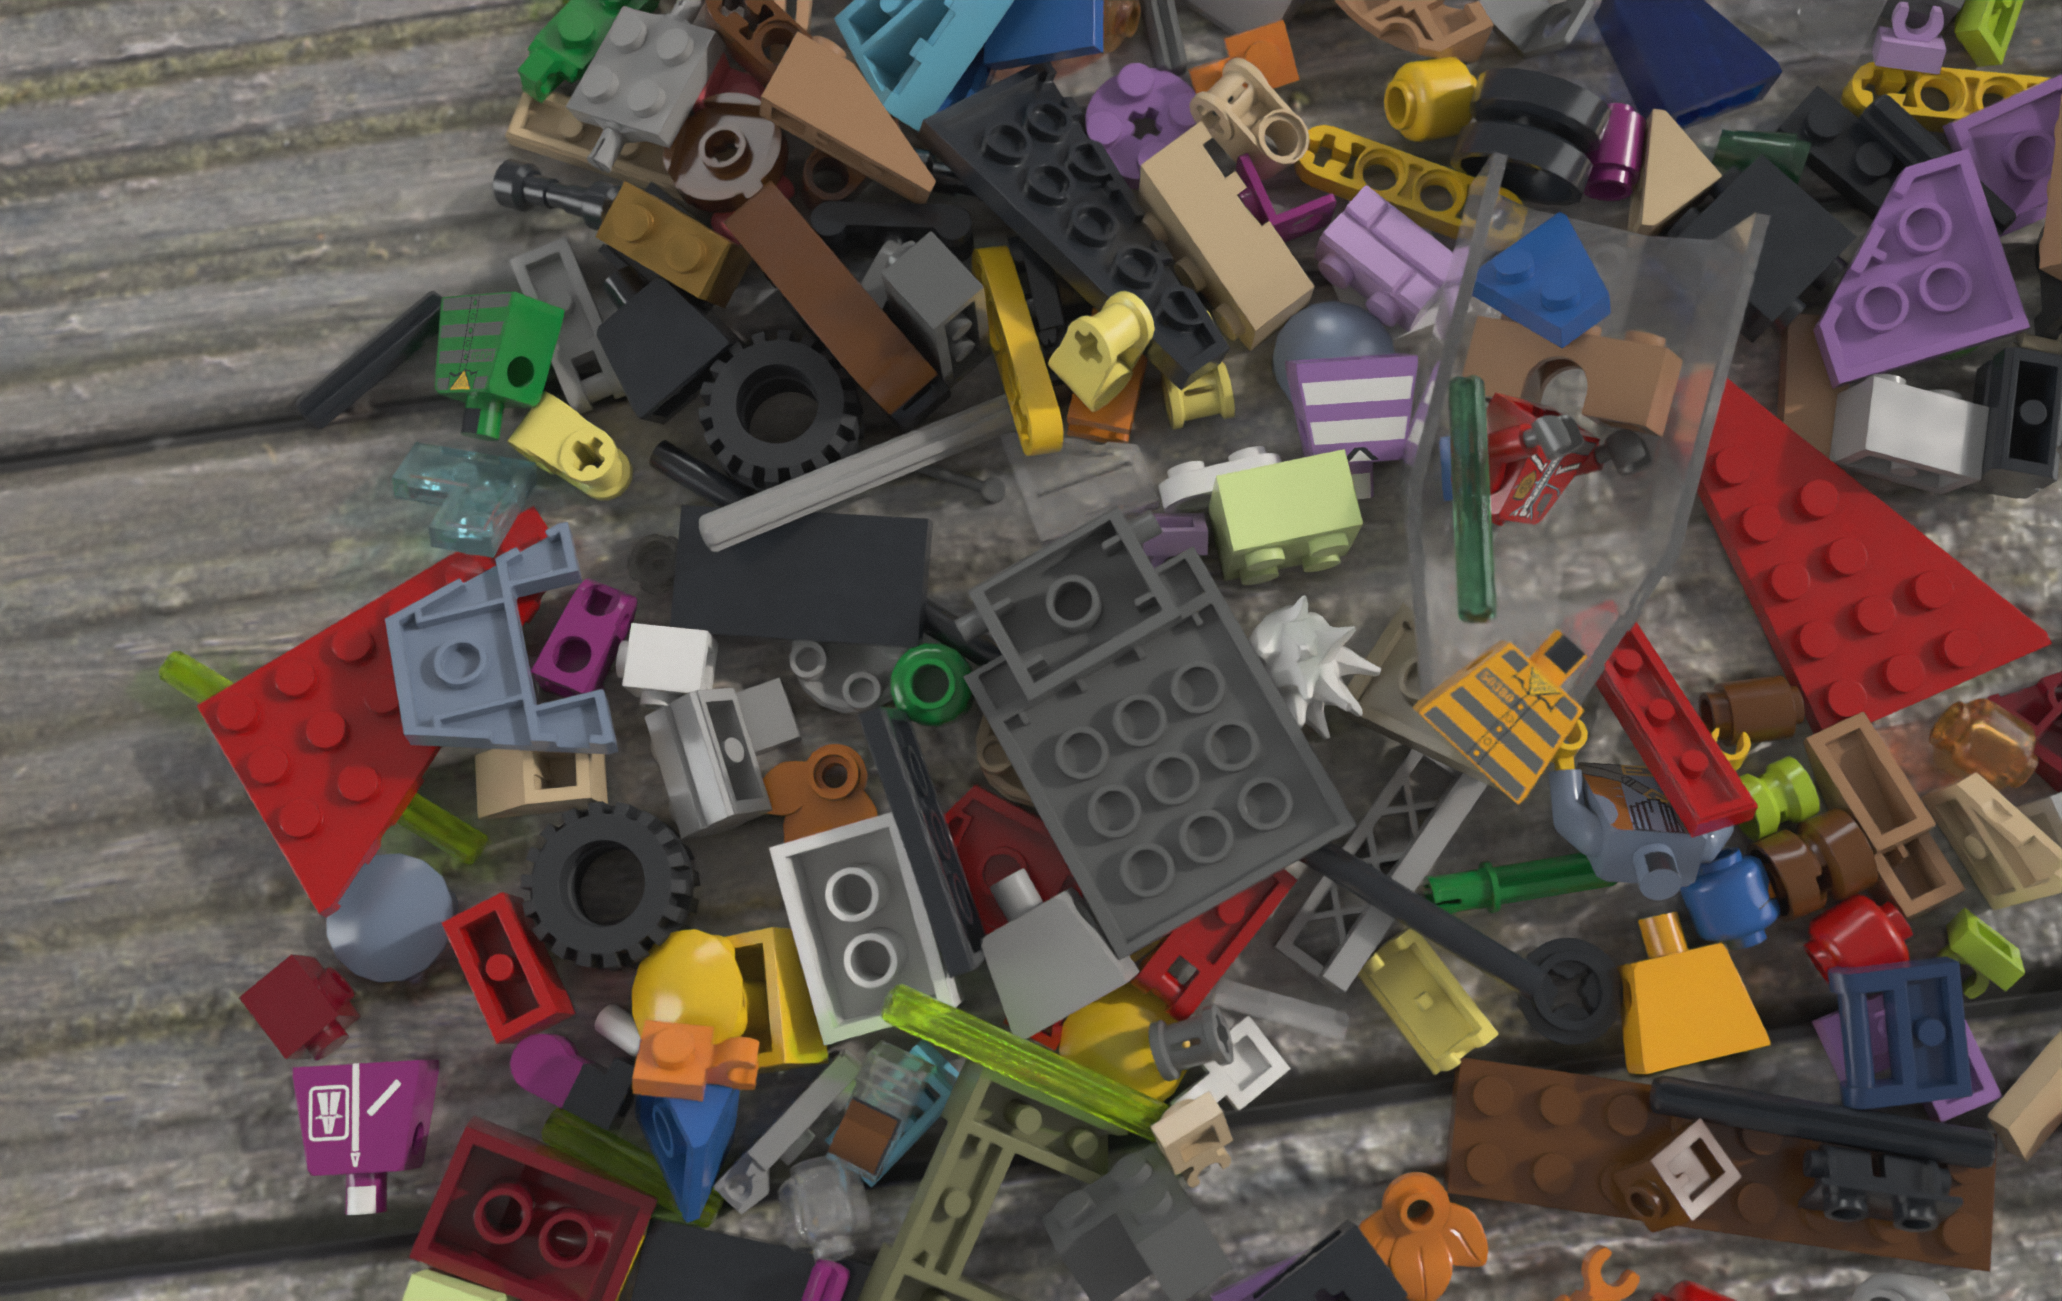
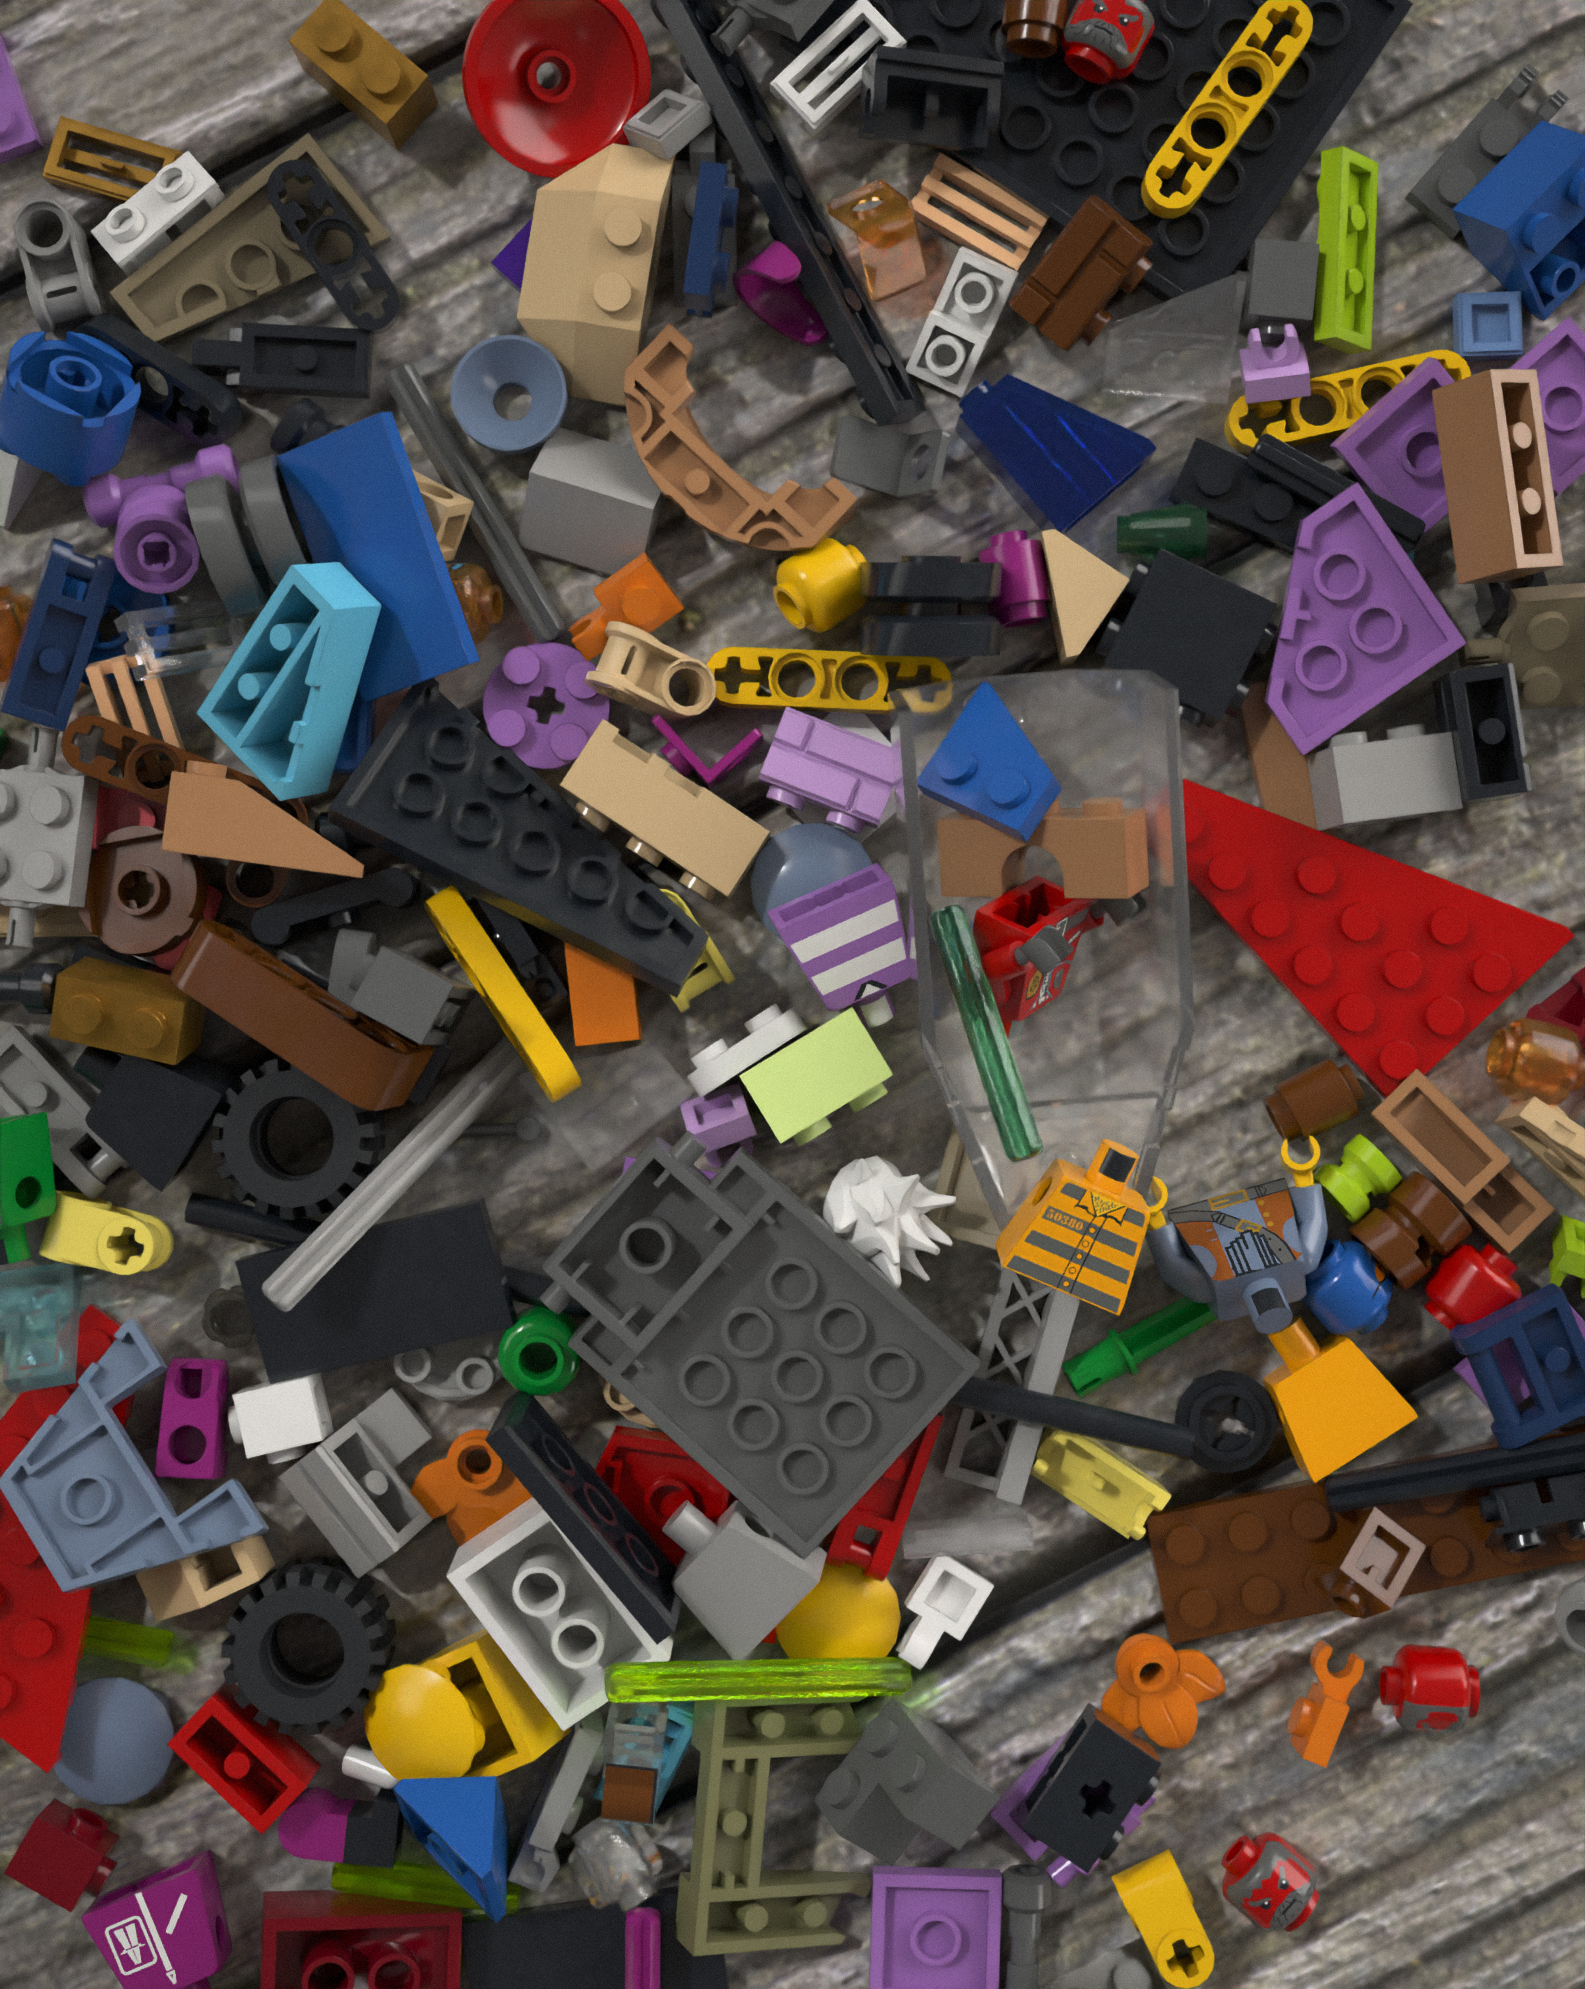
camera: 30 degrees left, 10 degrees up
(682, 1058) = (438, 1796): orange plate -> none
(1103, 349) = (588, 984): light yellow piece -> none
(1168, 1039) = (895, 1602): dark grey bush -> none
(1193, 1137) = (925, 1685): tan plate -> none
(1673, 738) = (1246, 1168): red tile -> none

